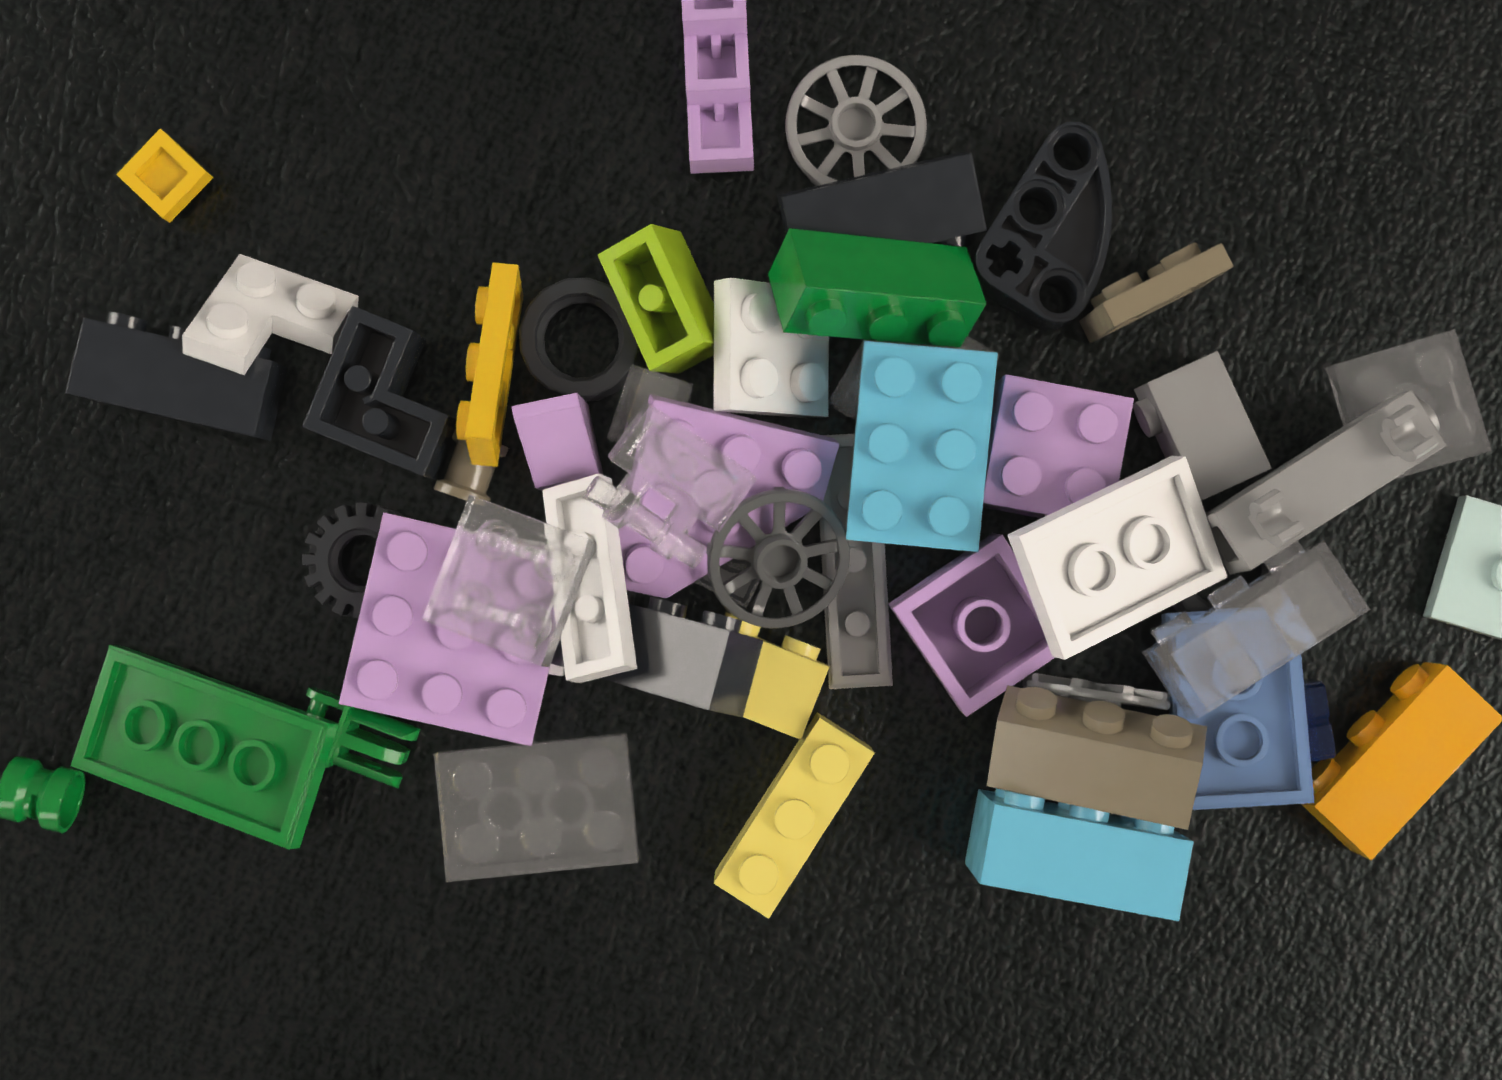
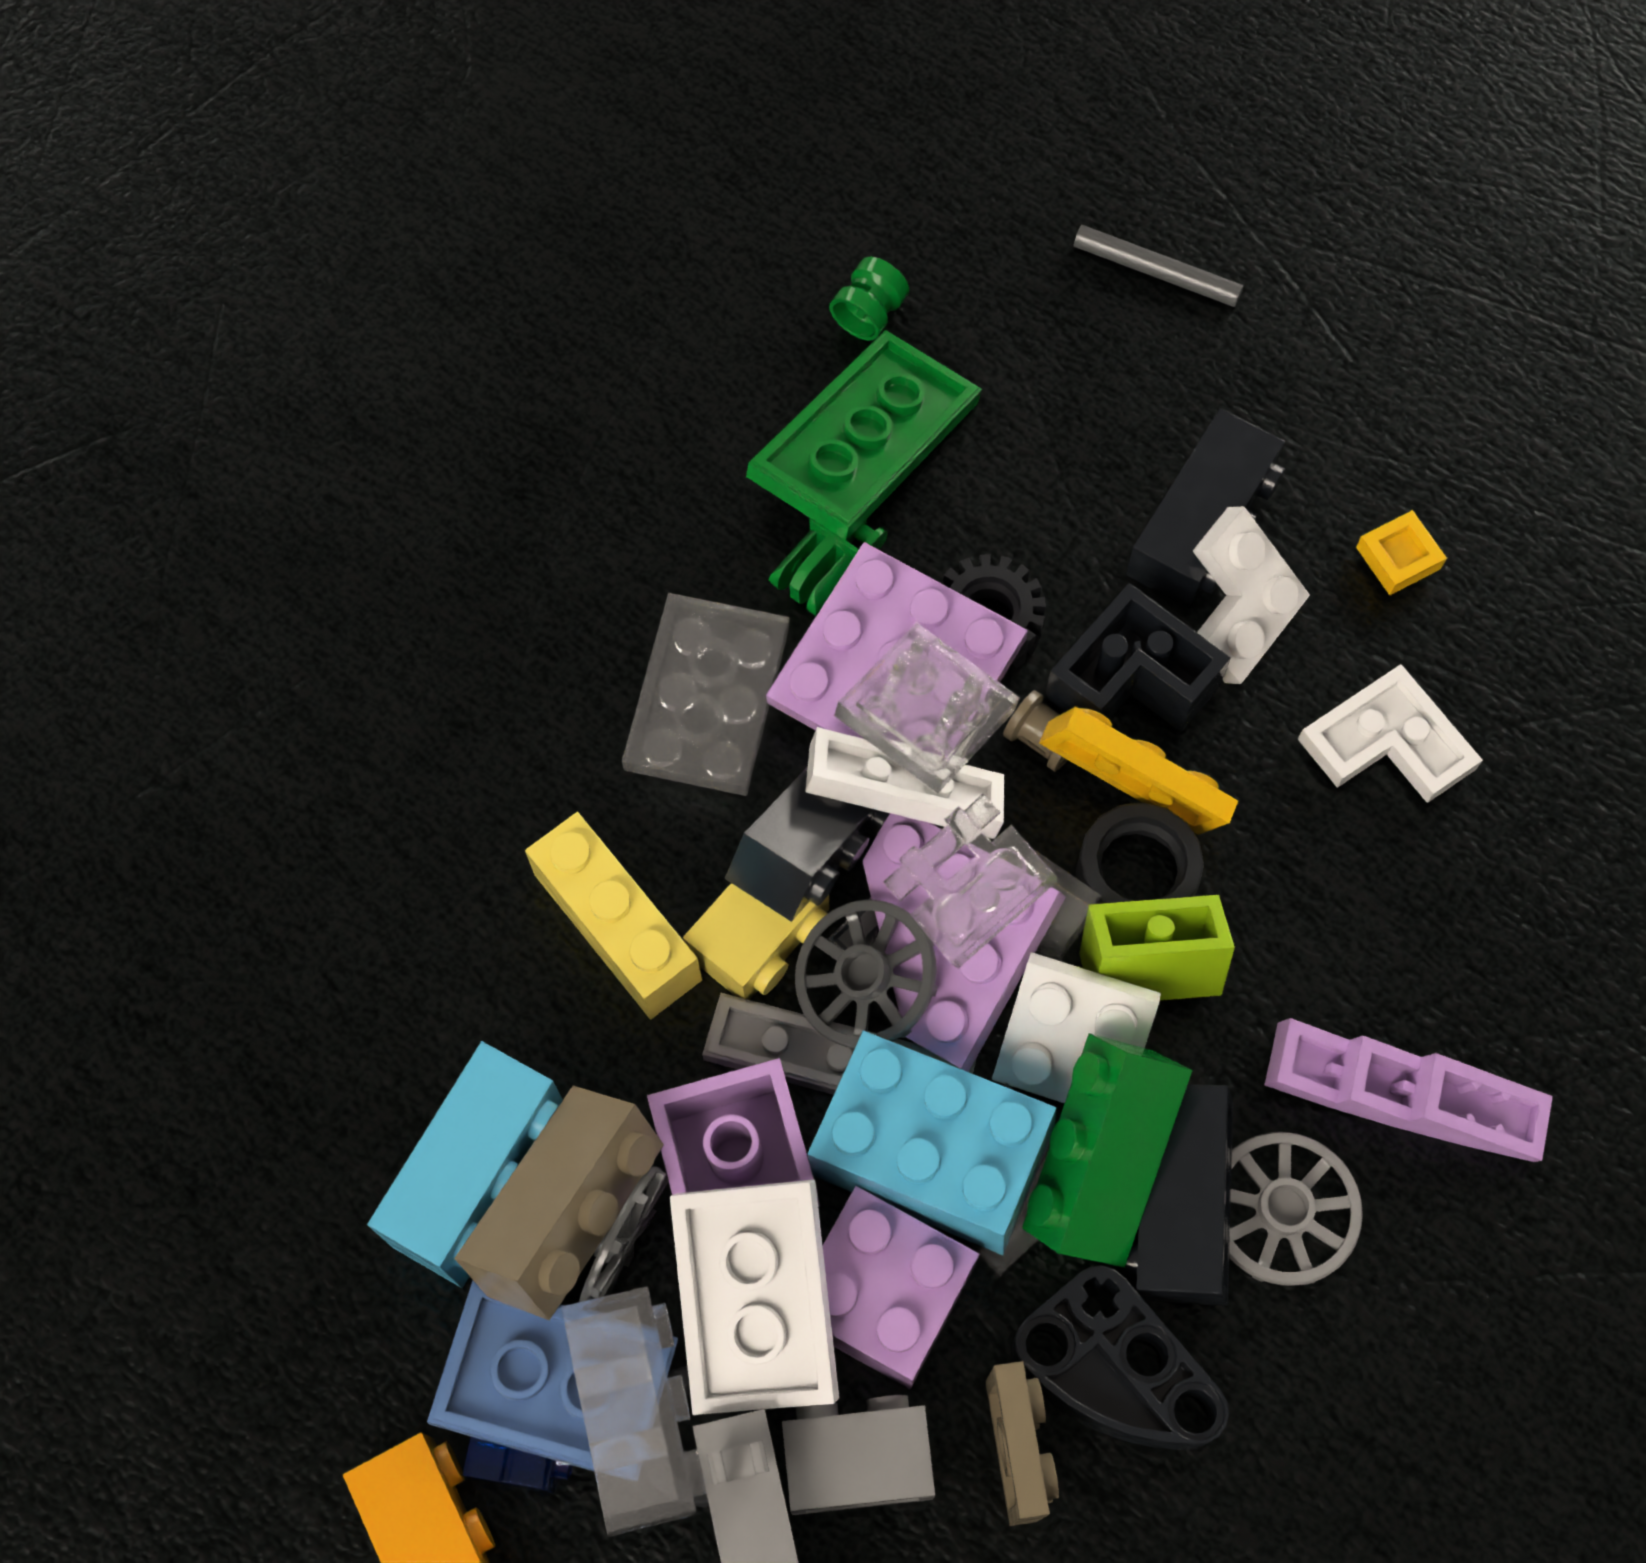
camera: 110 degrees right, 20 degrees down
(352, 133) = (1395, 721): none -> white plate
(558, 440) = (1050, 805): lavender slope -> none

